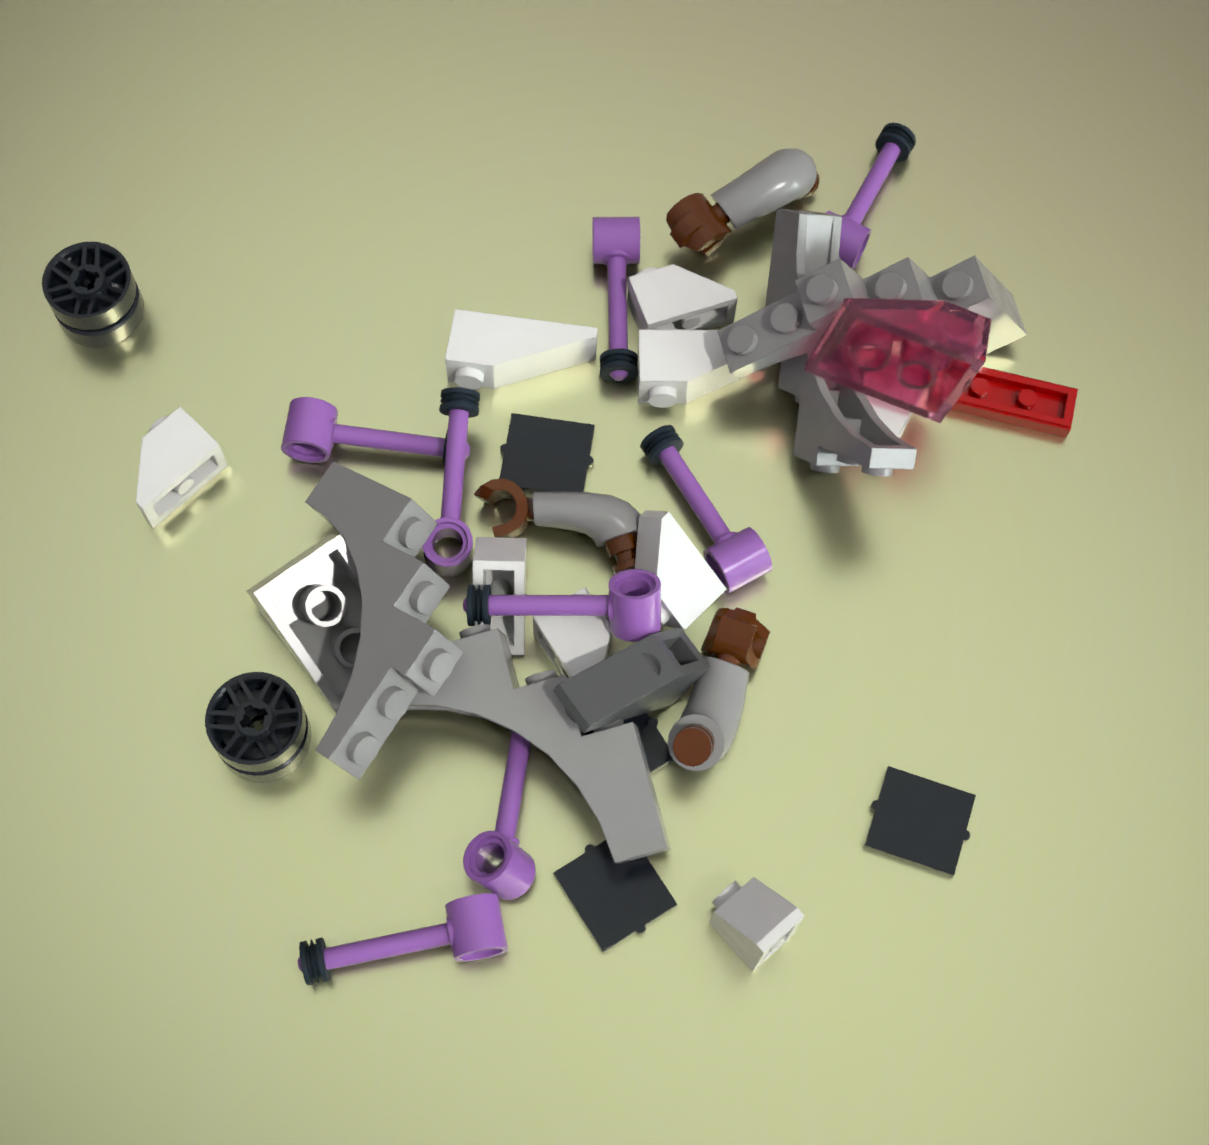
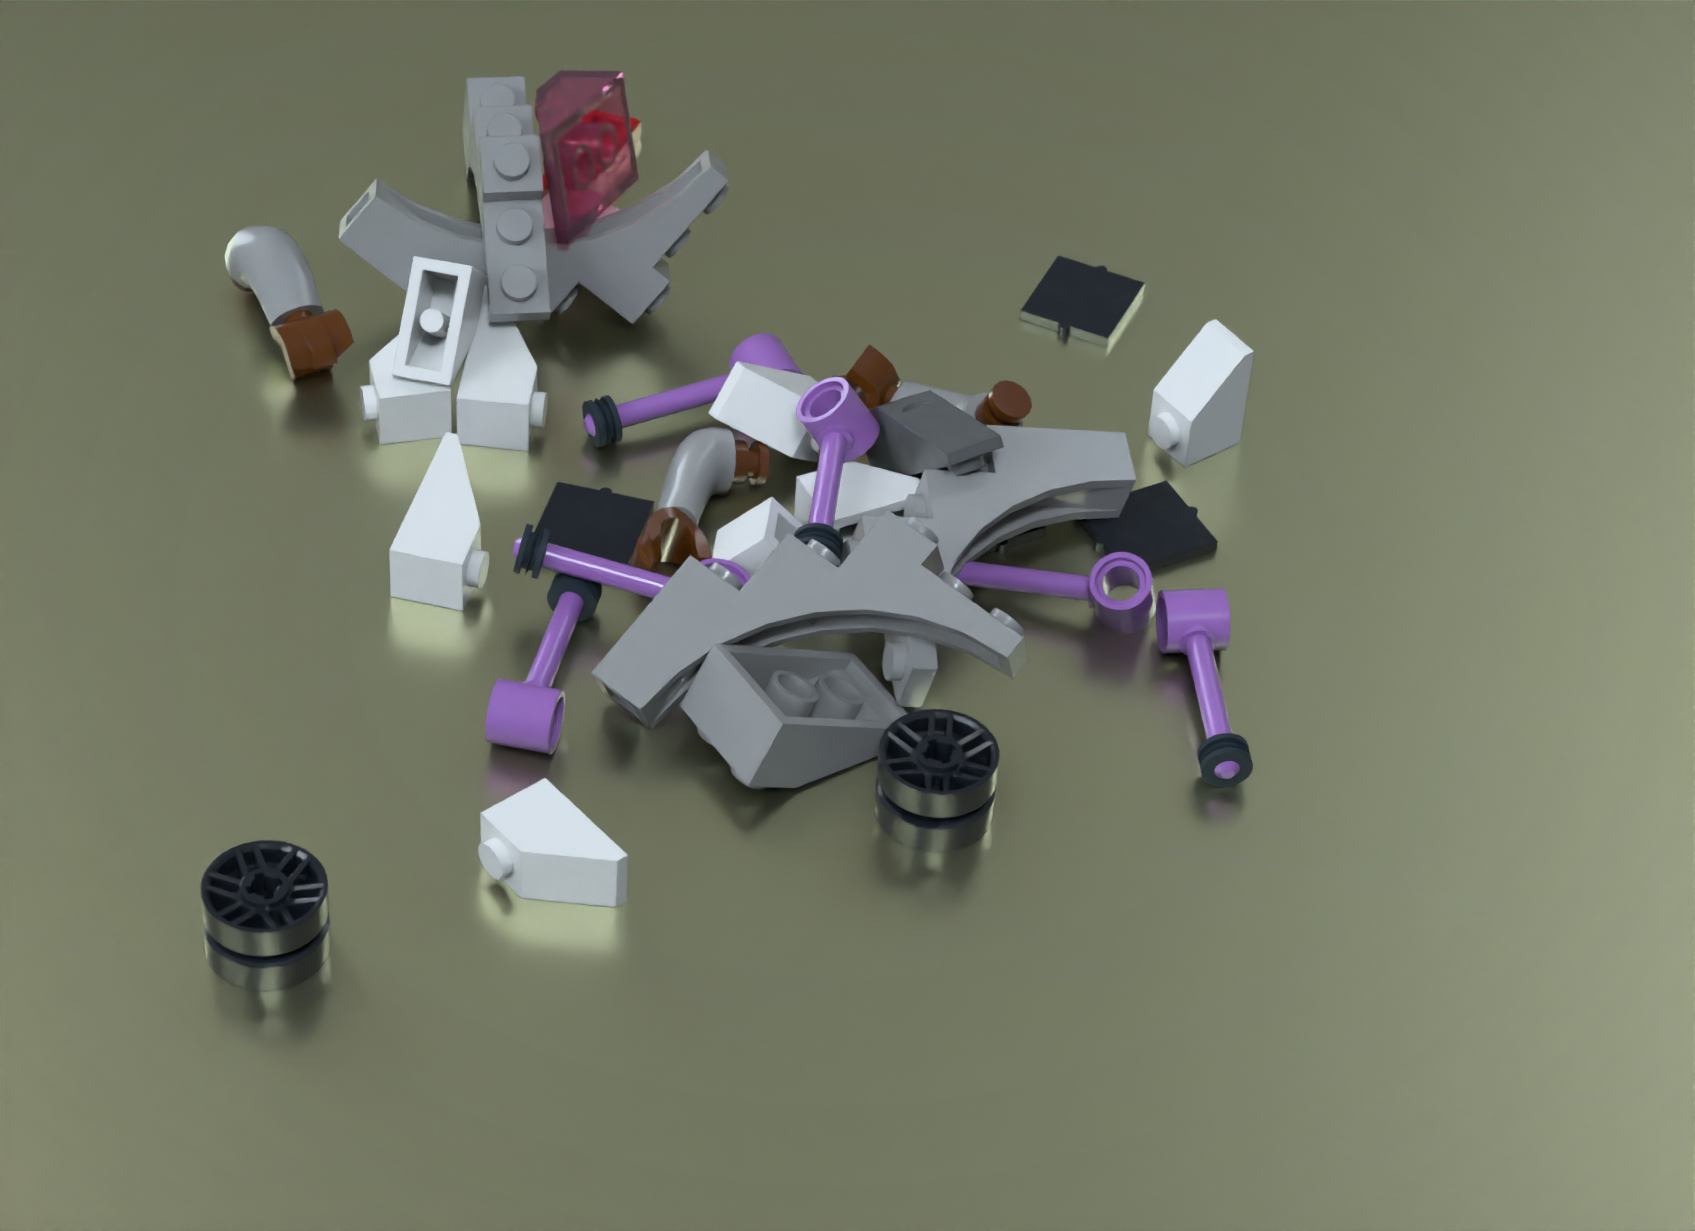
camera: 85 degrees left, 25 degrees down
(617, 245) = (309, 423): medium lavender piece -> none
(704, 294) = (438, 320): none -> white slope
(893, 146) = (224, 188): medium lavender piece -> none

